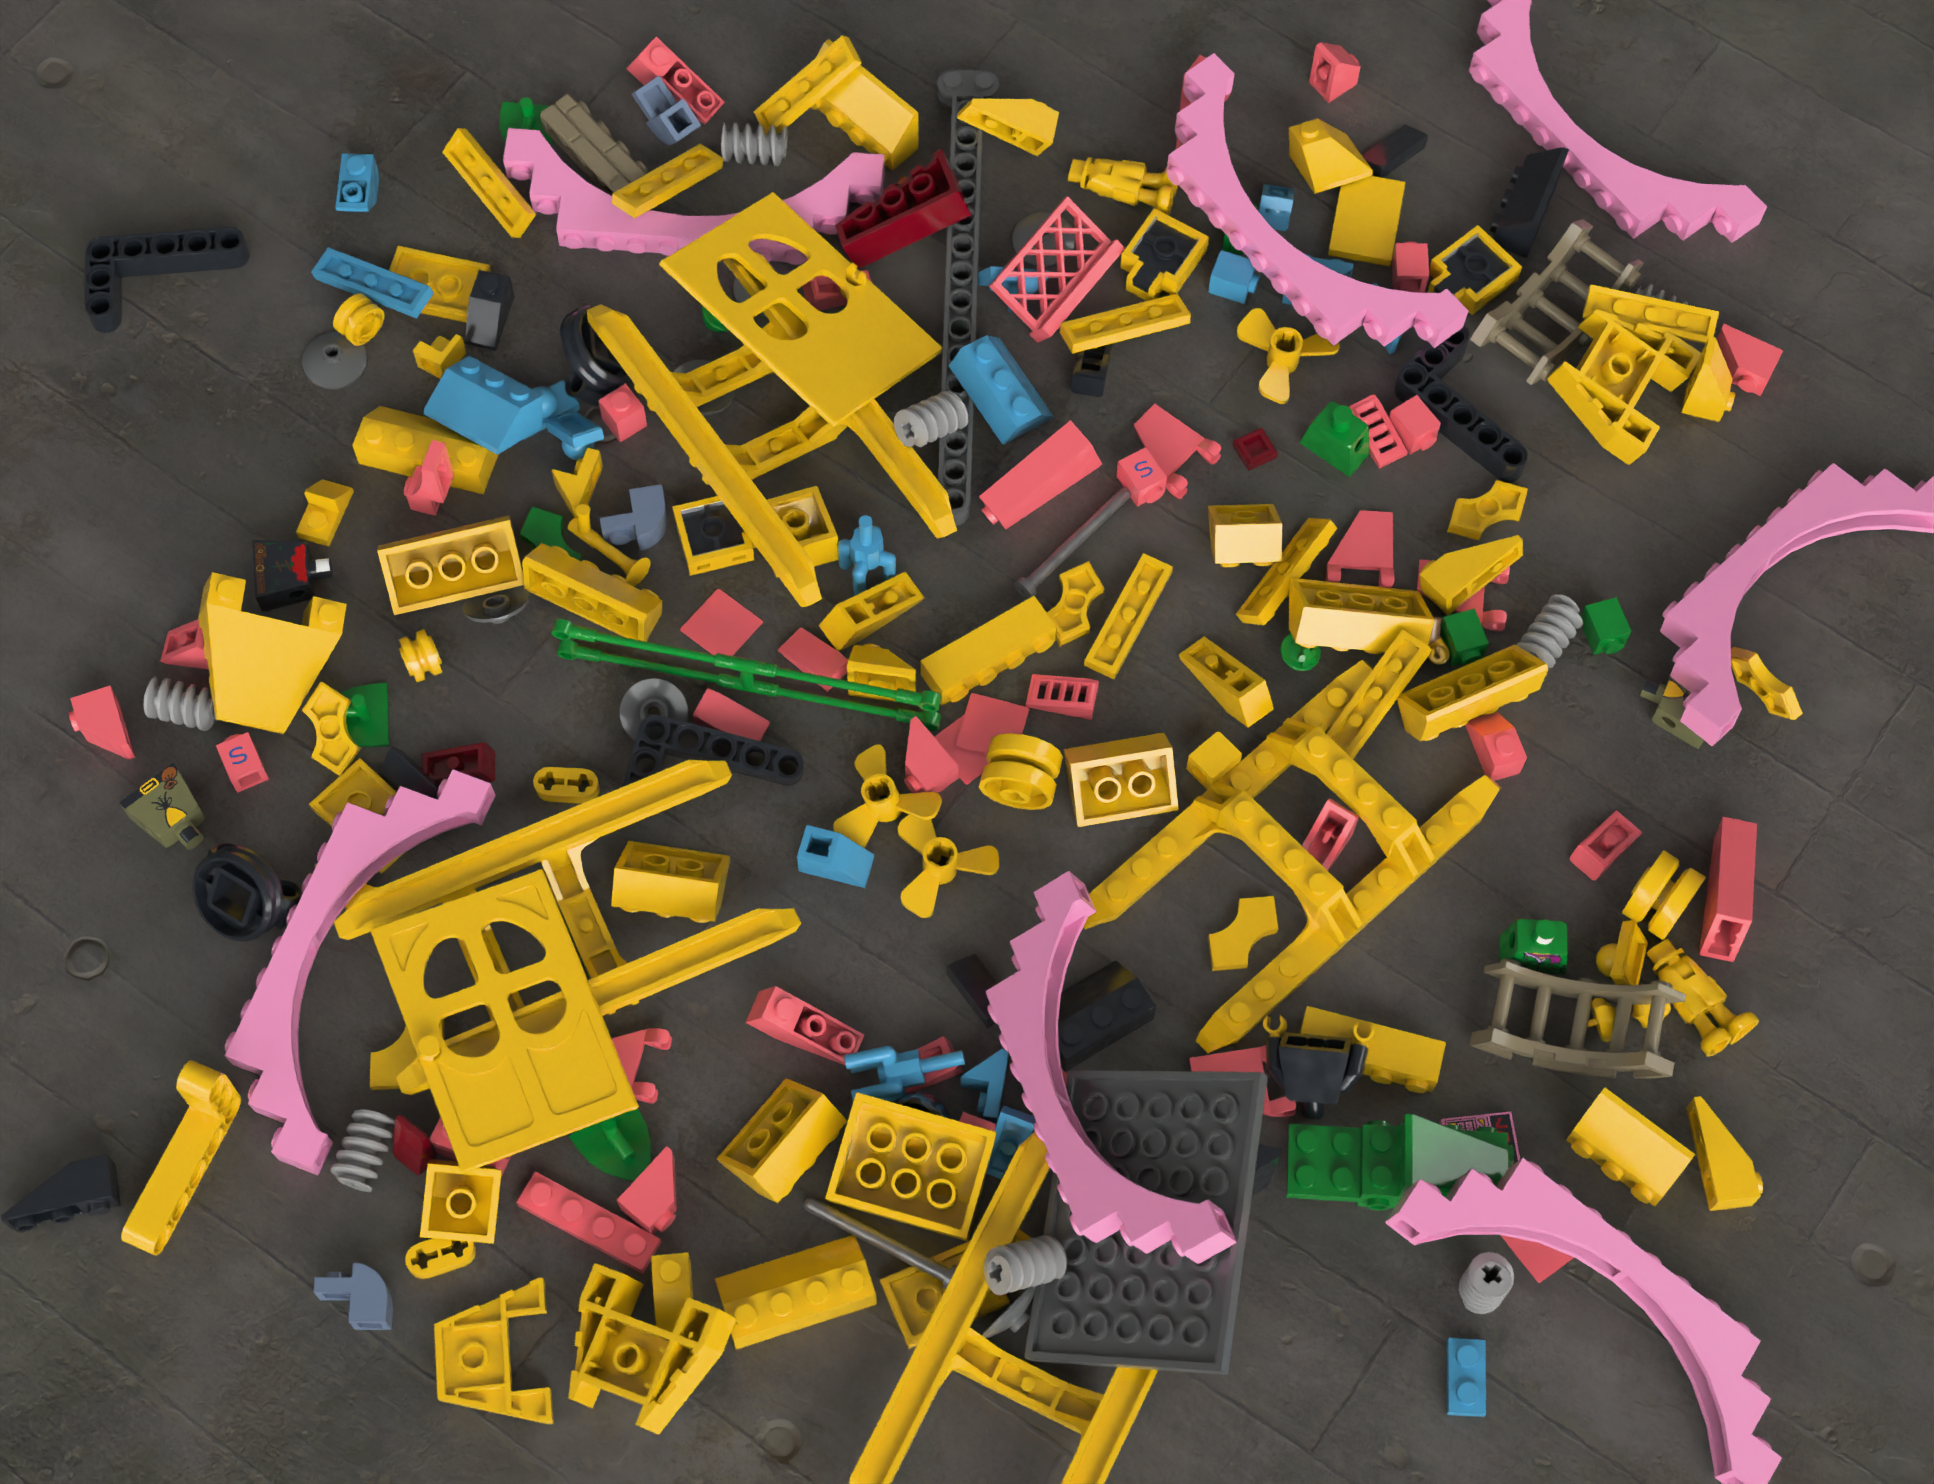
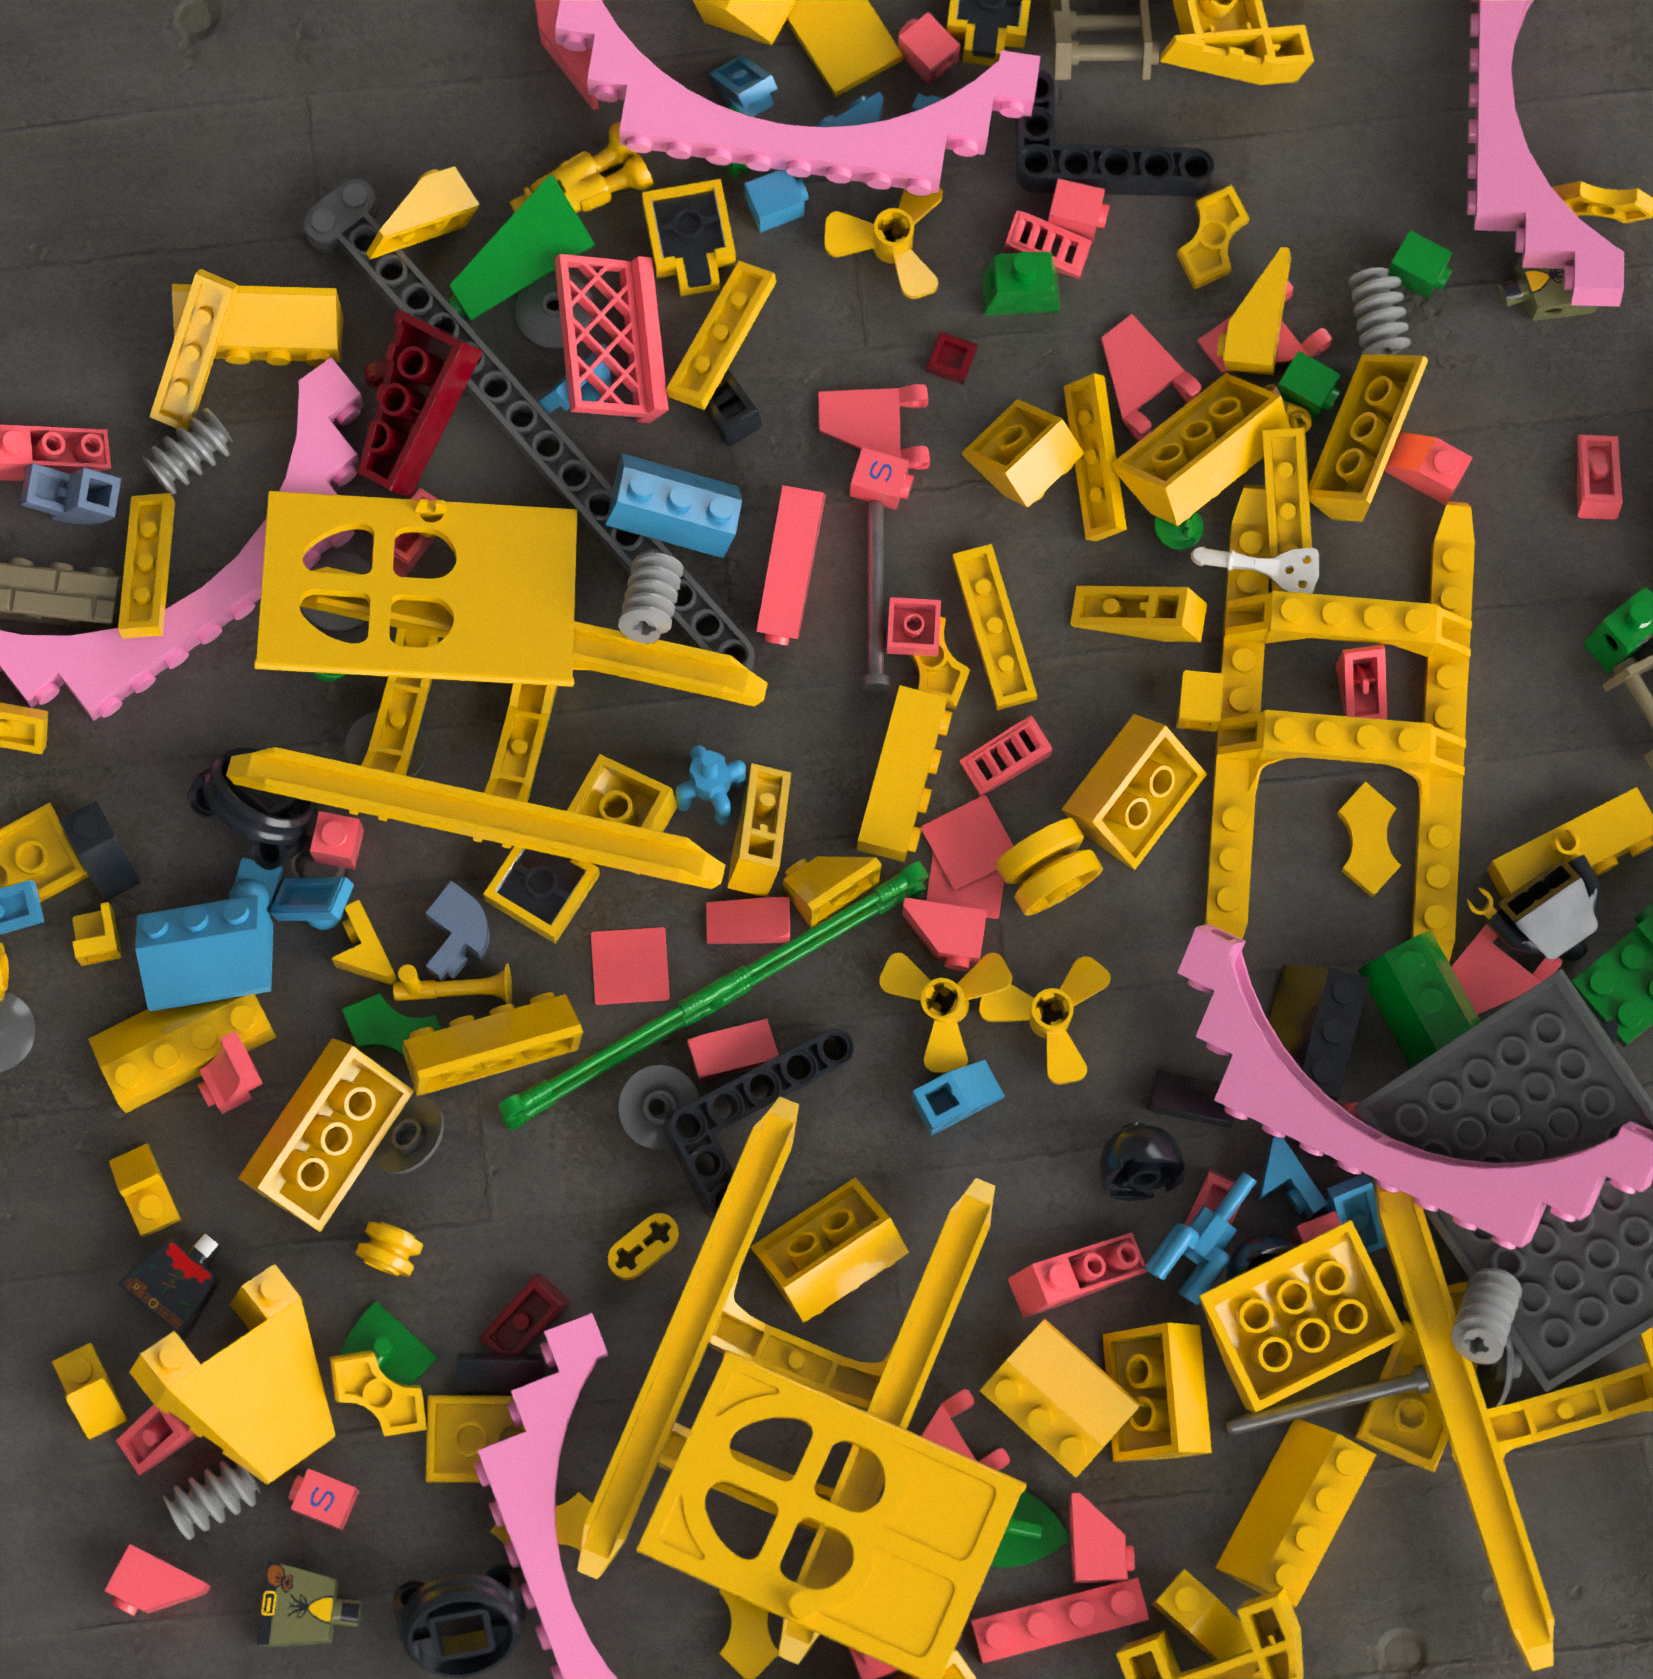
camera: 45 degrees left, 10 degrees up
(180, 591) = (89, 1391): none -> yellow slope
(716, 1085) = (1060, 1398): none -> yellow slope
(905, 993) = (1139, 1161): none -> black cylinder
(1045, 182) = (520, 251): none -> green slope
(1077, 572) = (913, 626): none -> coral piece
(1183, 1034) = (1419, 997): none -> green slope
(1334, 719) = (1273, 568): none -> white piece

